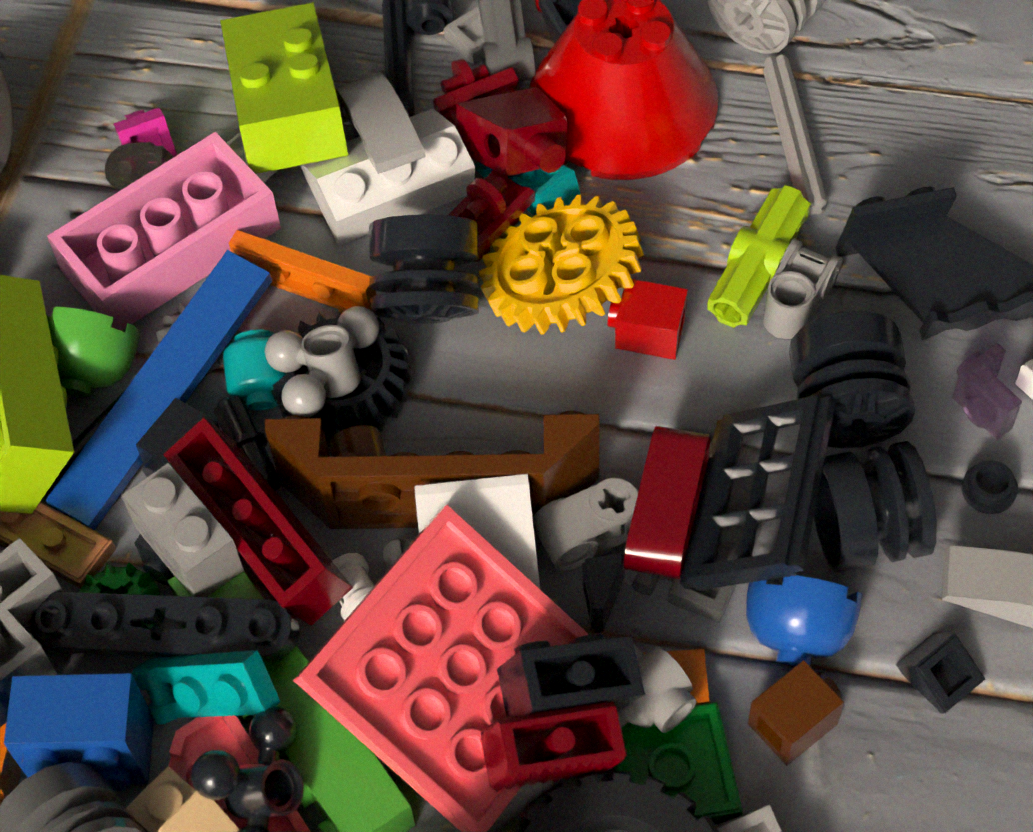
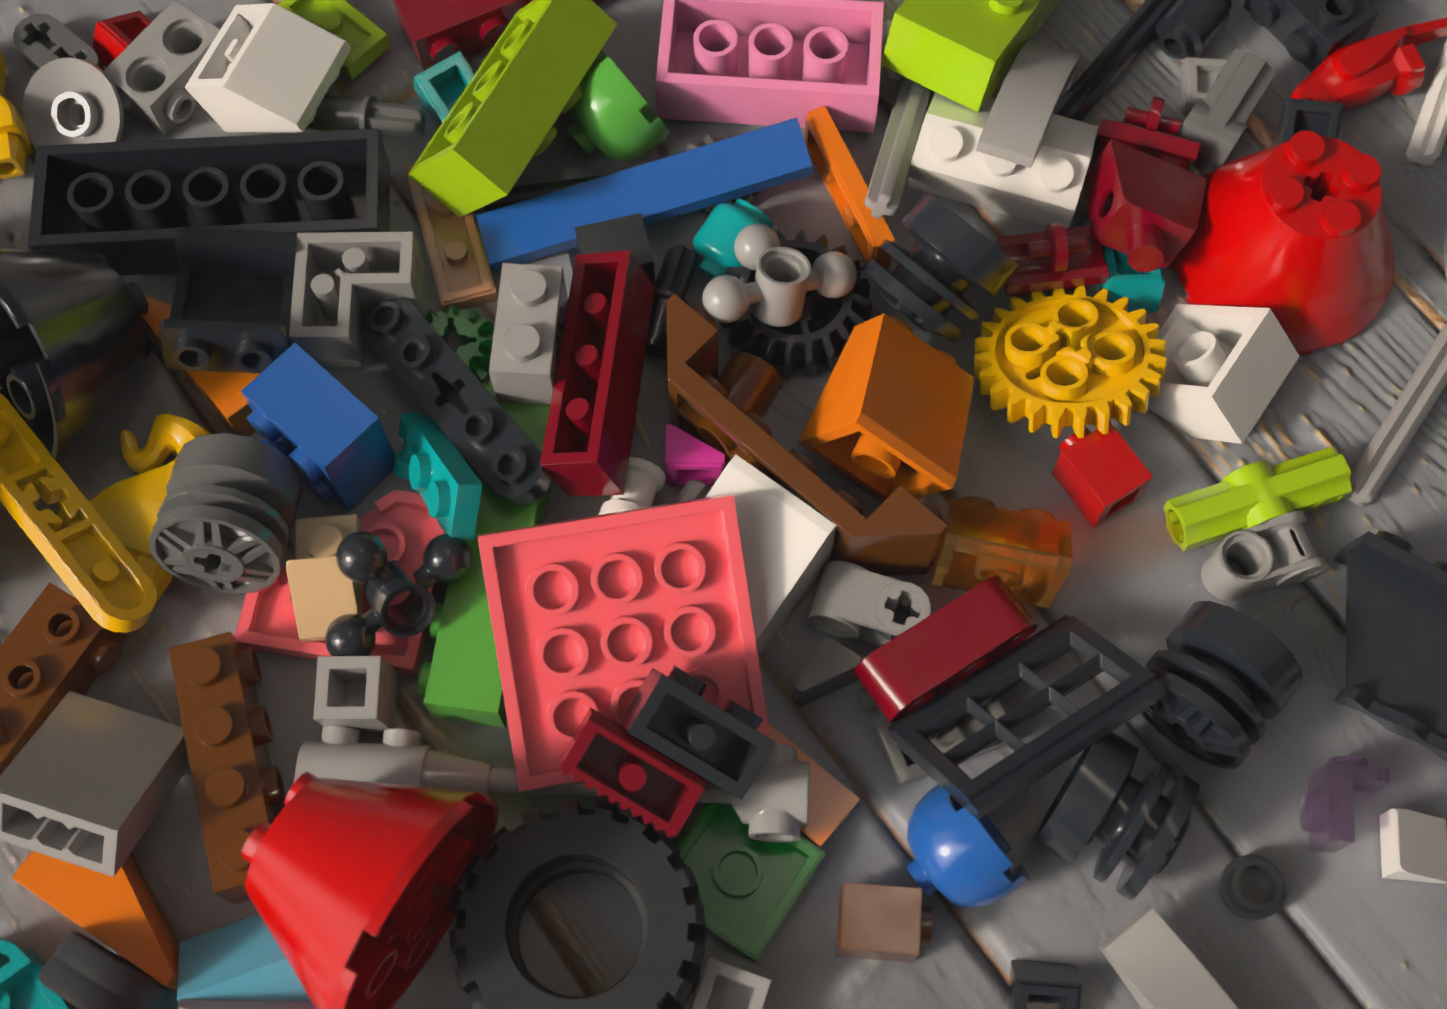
camera: 40 degrees right, 10 degrees up
(313, 218) = (897, 149): none -> light grey axle
(370, 531) = (690, 459): none -> dark pink slope
(483, 385) = (892, 412): none -> orange slope
(628, 412) = (1022, 547): none -> clear orange slope
(664, 193) = (1221, 369): none -> white slope

